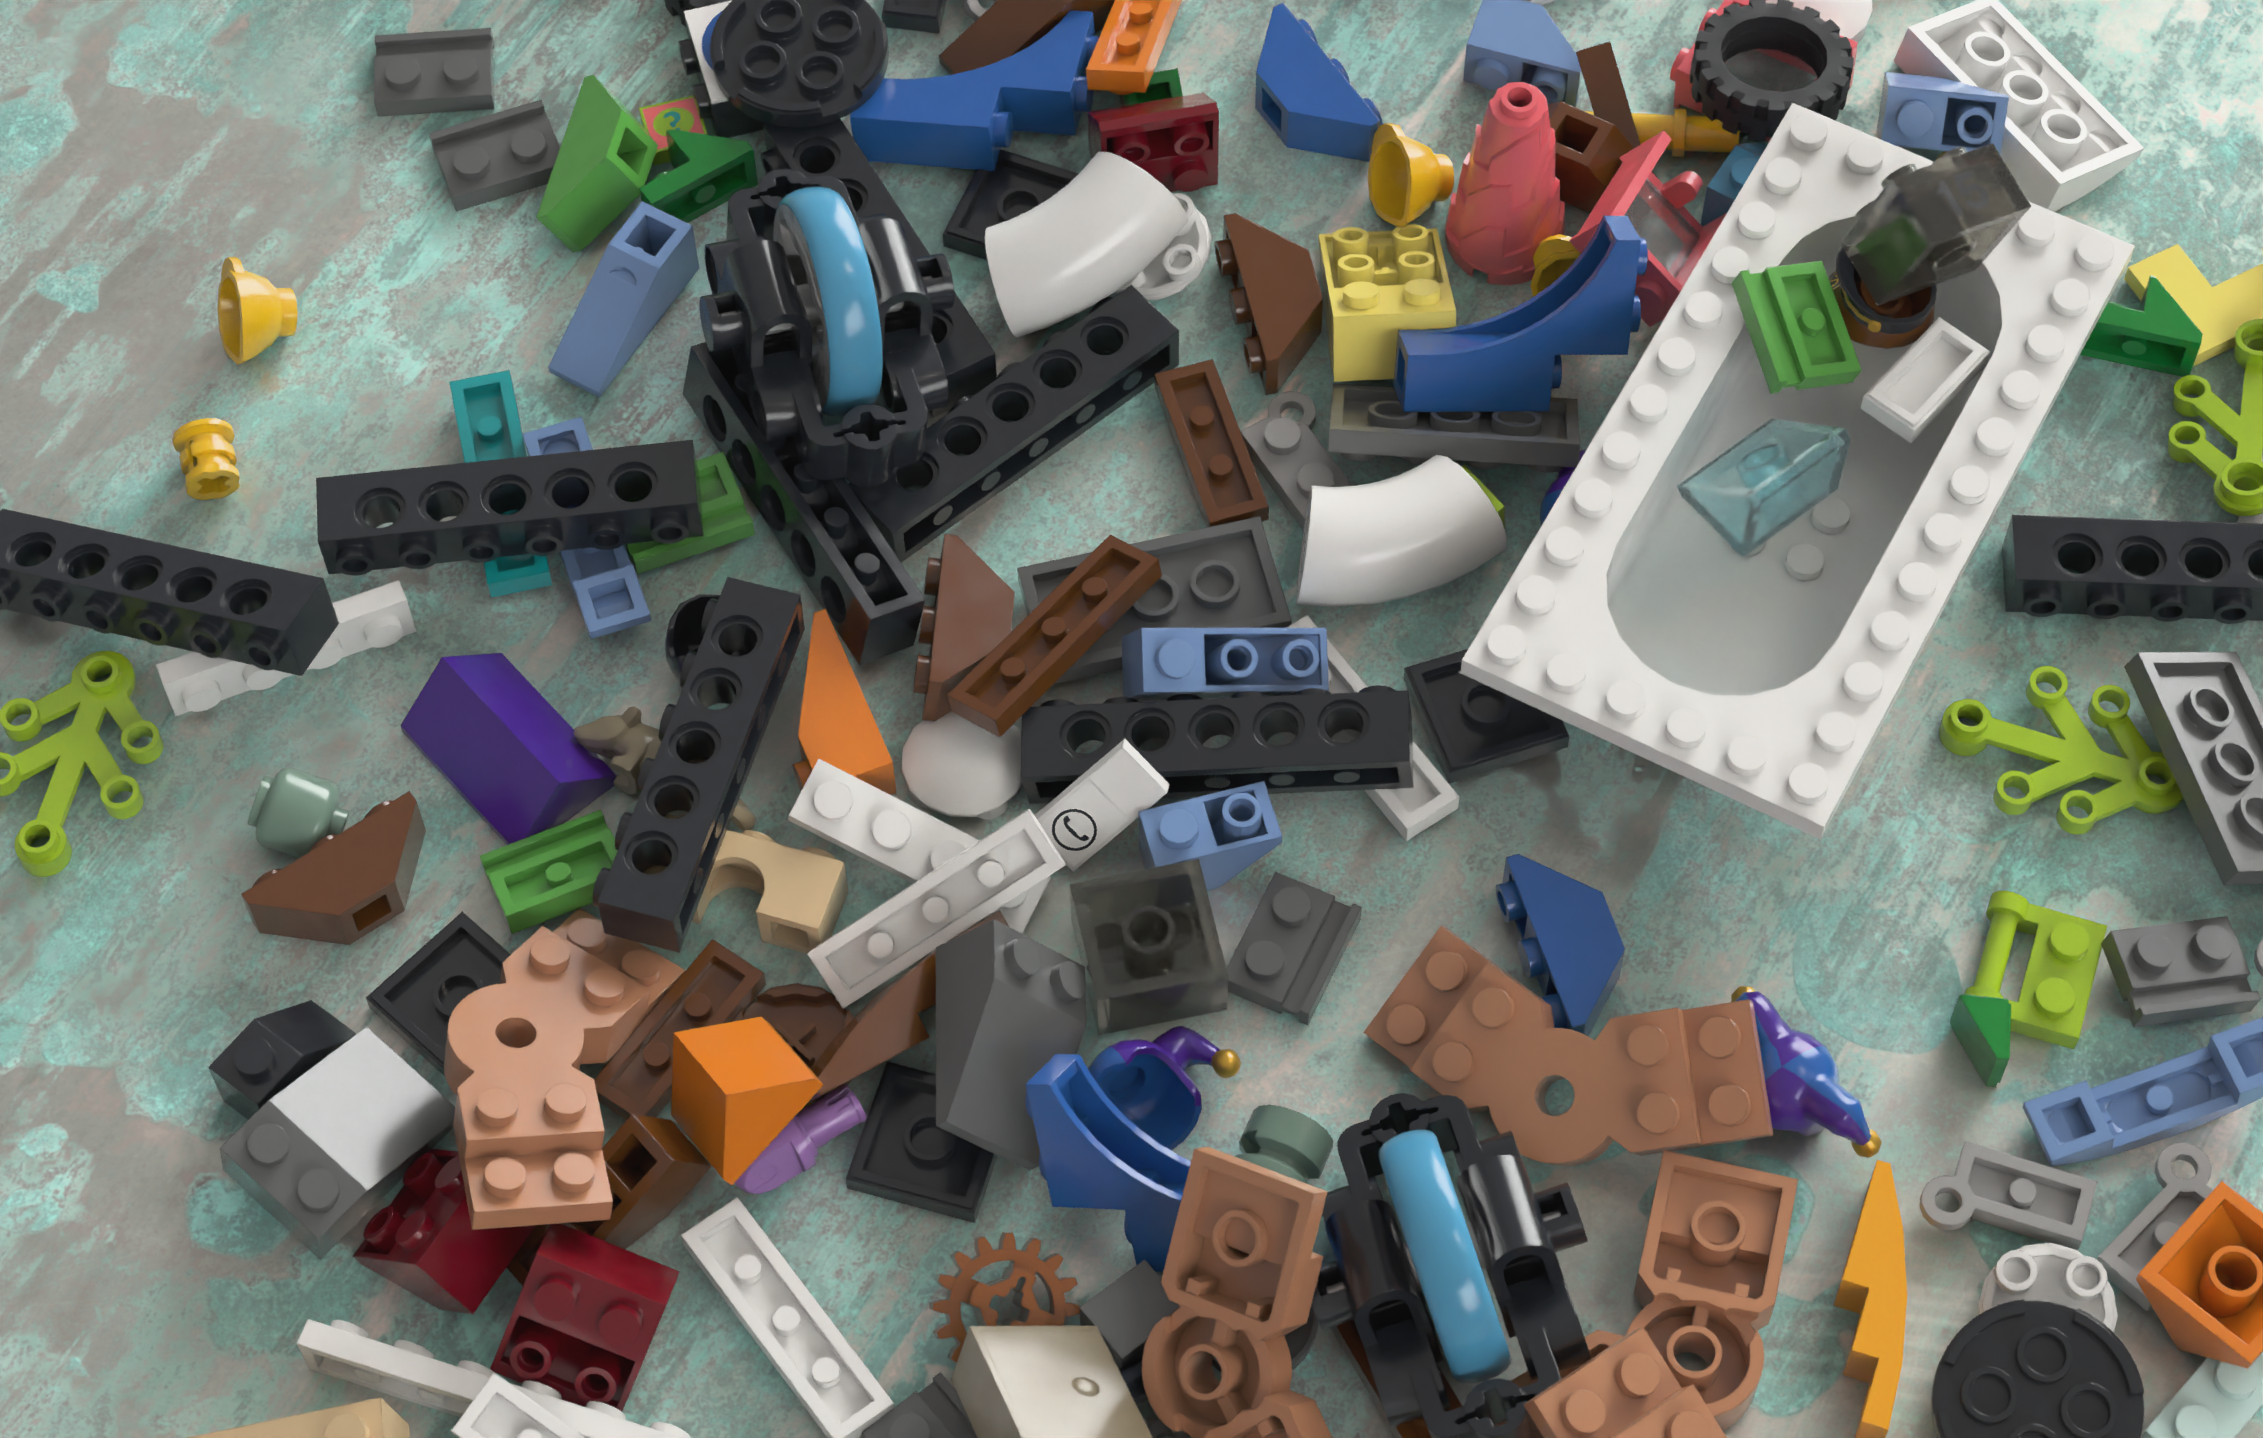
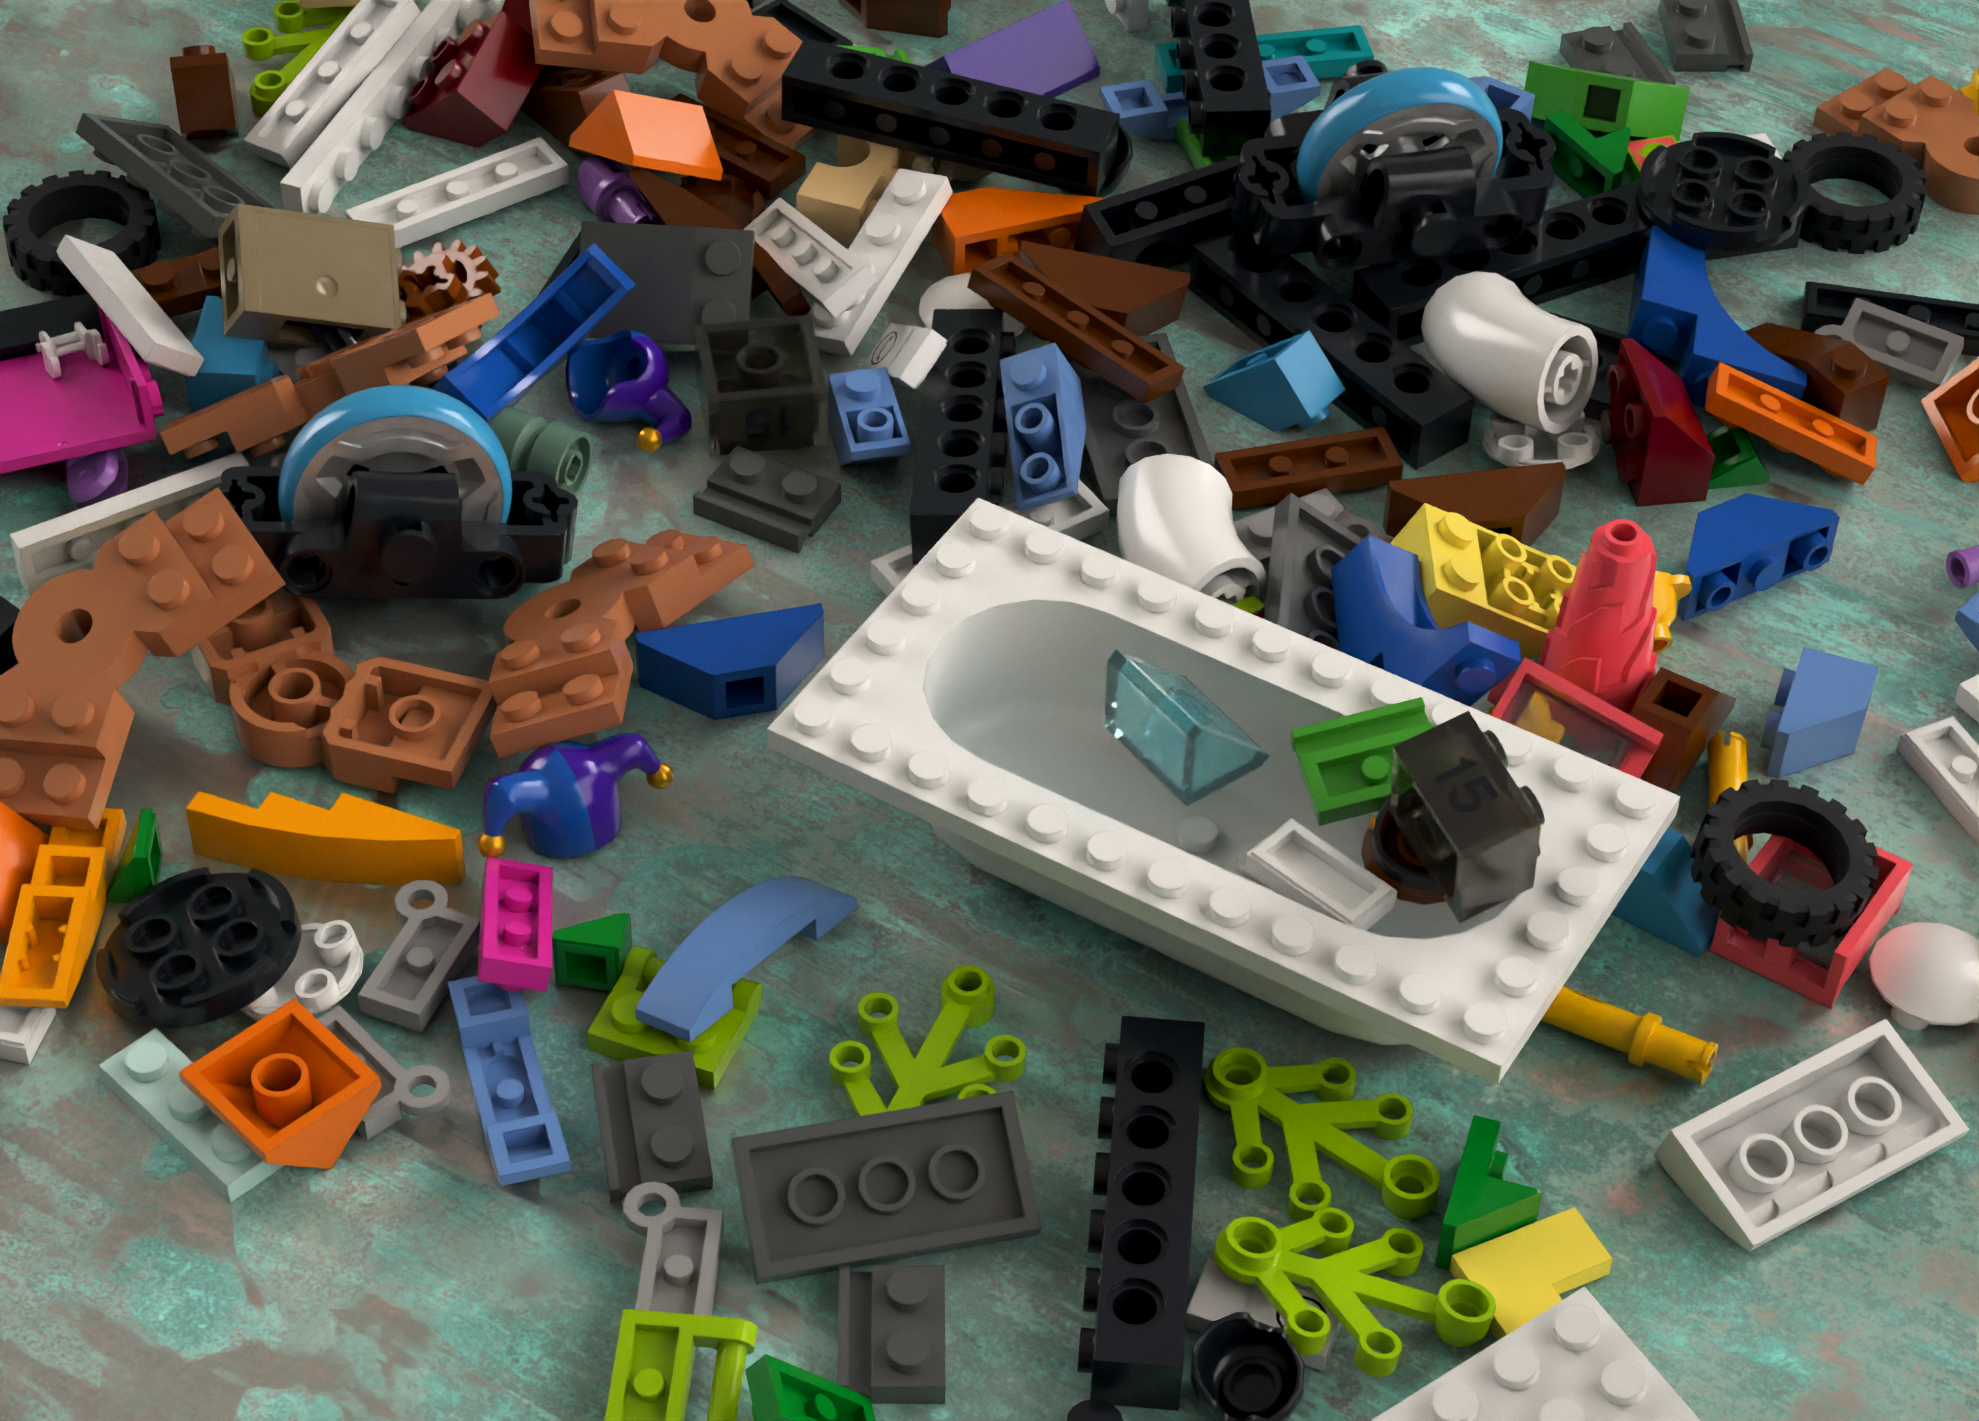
camera: 90 degrees right, 15 degrees down
(1088, 472) = (1279, 384): none -> dark azure slope
(1606, 89) = (1747, 758): reddish brown window -> none
(1939, 113) = (1761, 1022): medium blue slope -> none
(1974, 896) = (698, 977): none -> medium blue slope
(1978, 1101) = (515, 925): none -> dark pink plate
(2076, 457) = (1316, 1127): none -> lime plant

